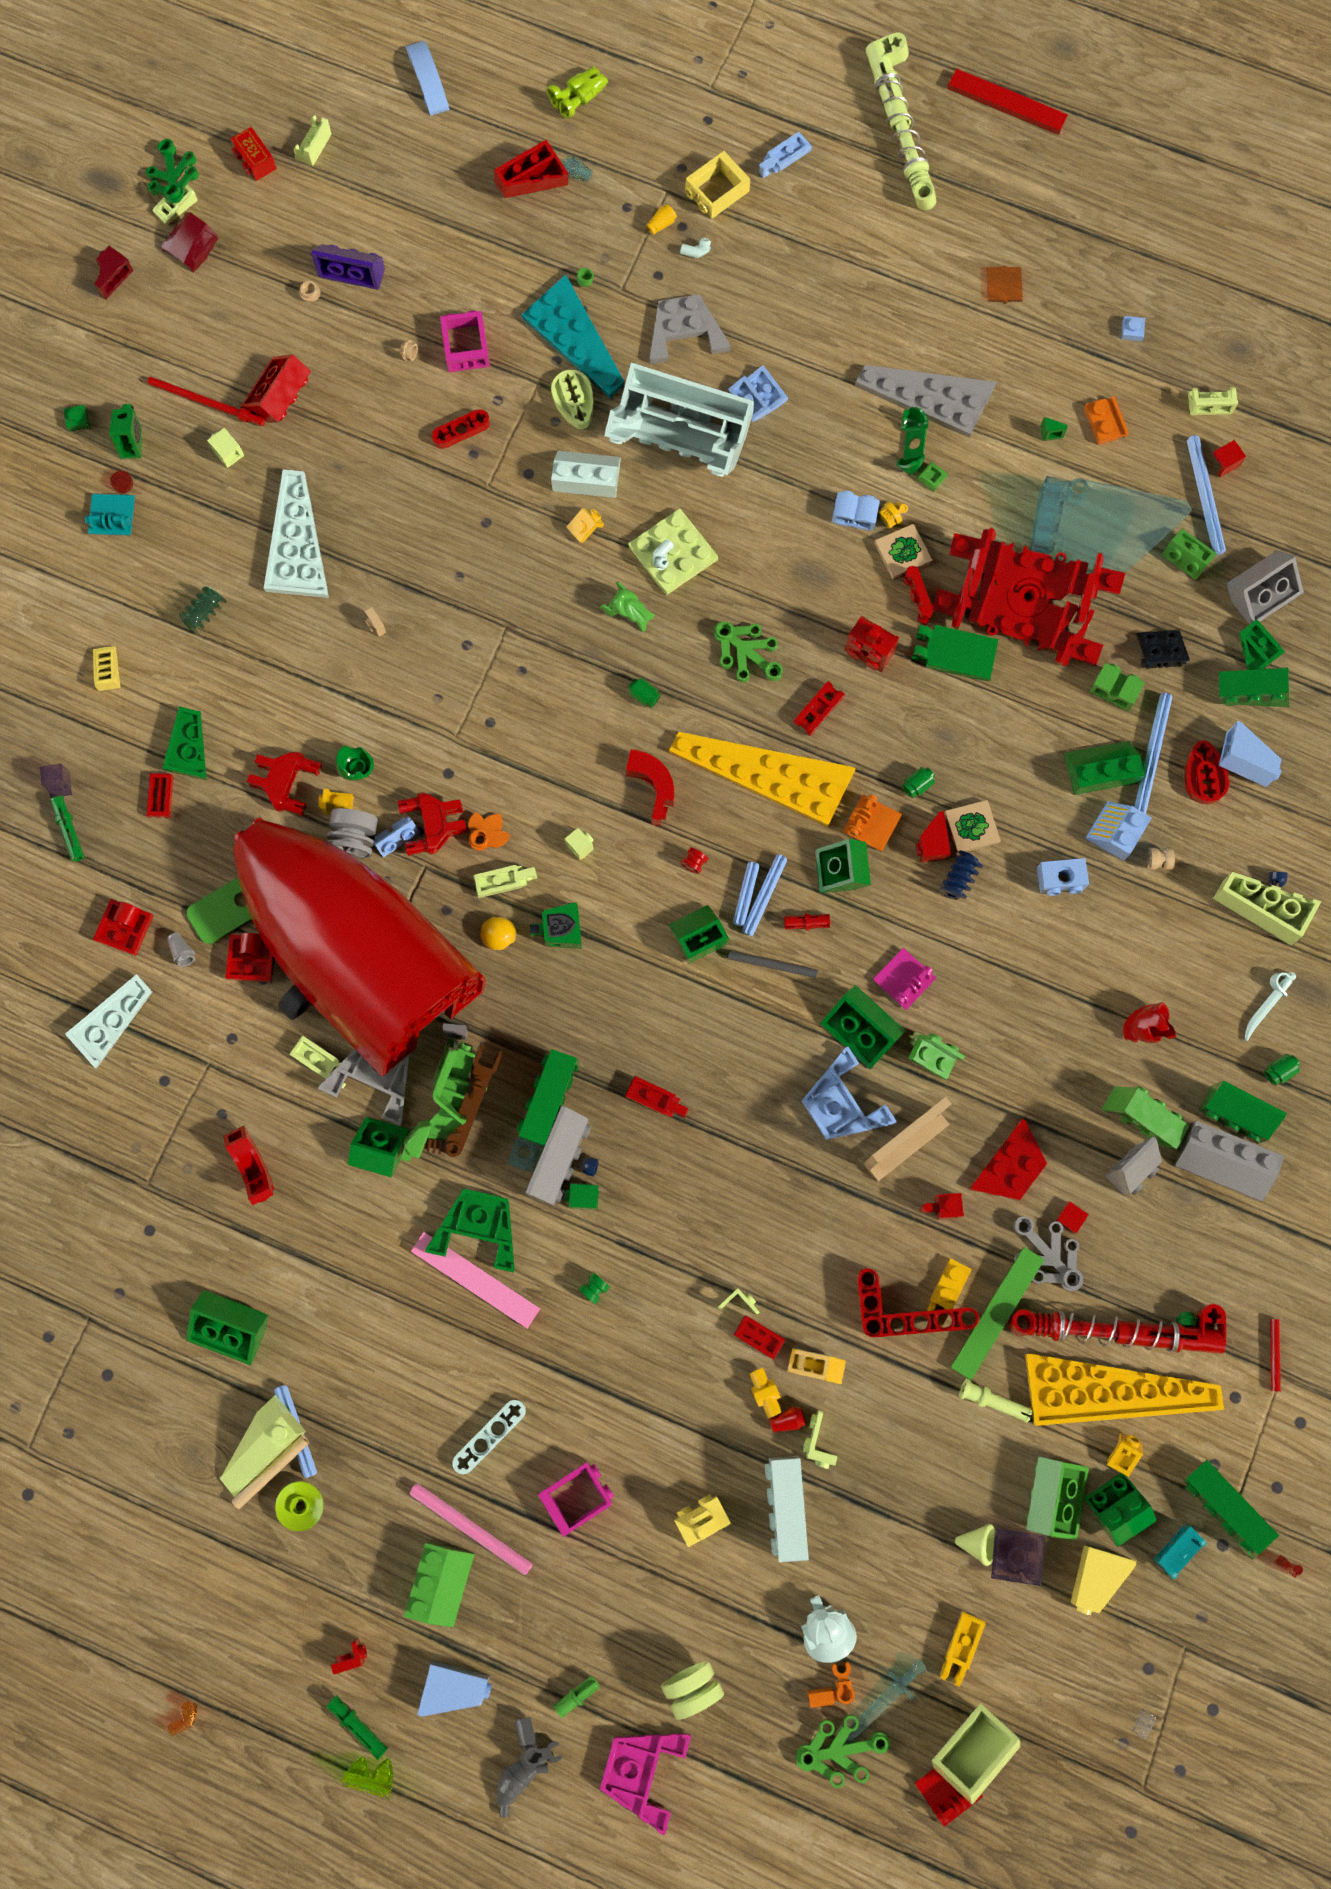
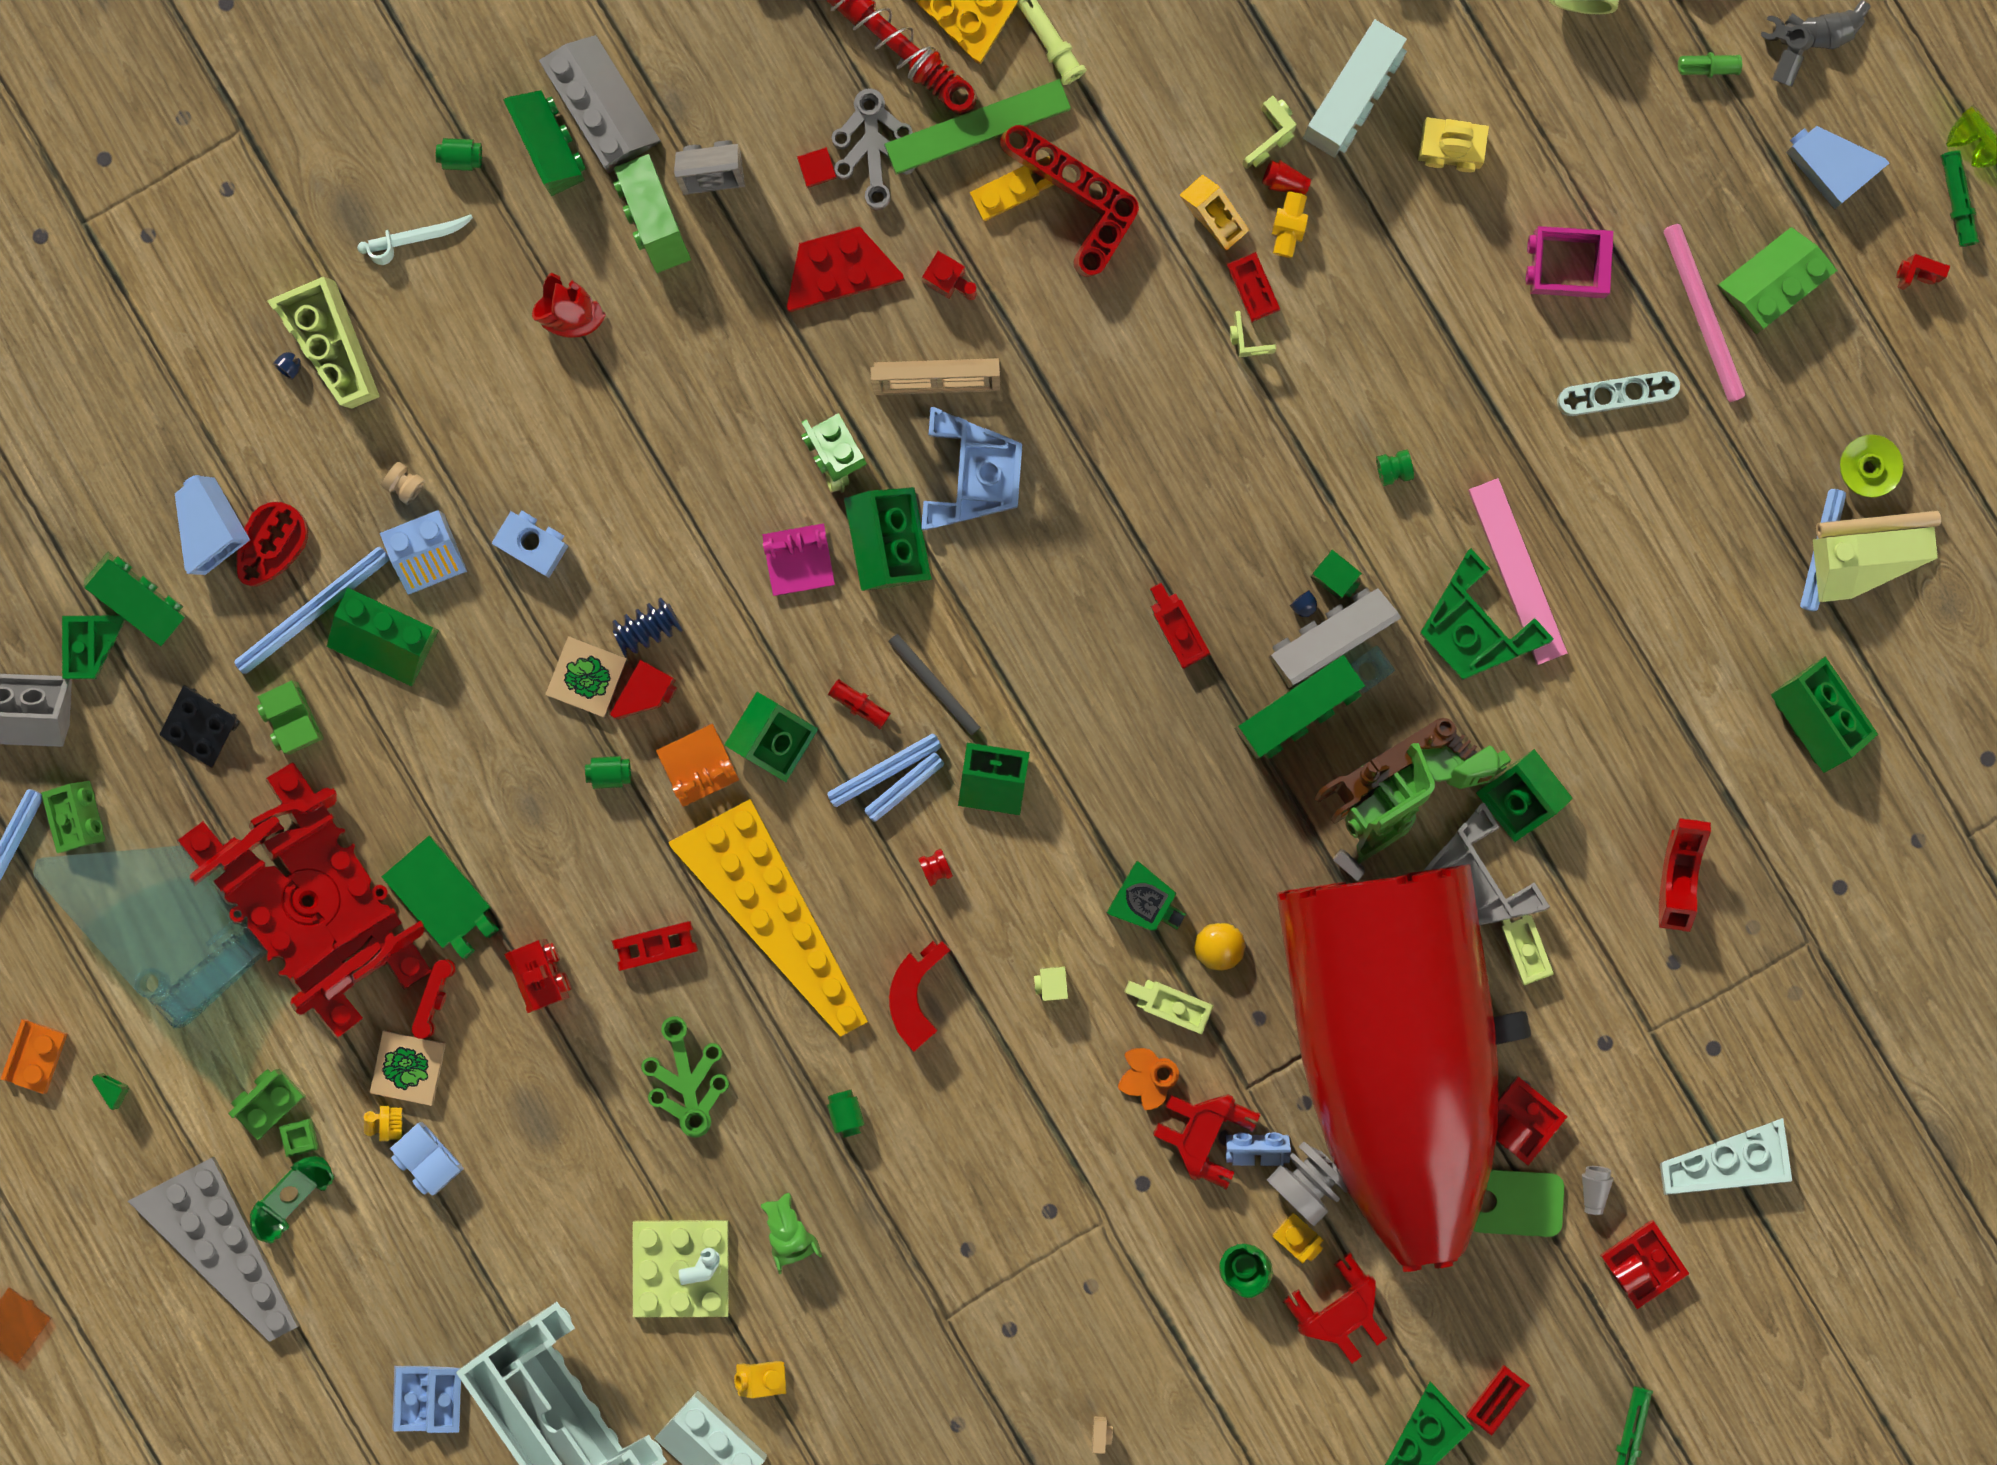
camera: 140 degrees left, 10 degrees up
(963, 481) = (266, 1102): none -> bright green bracket

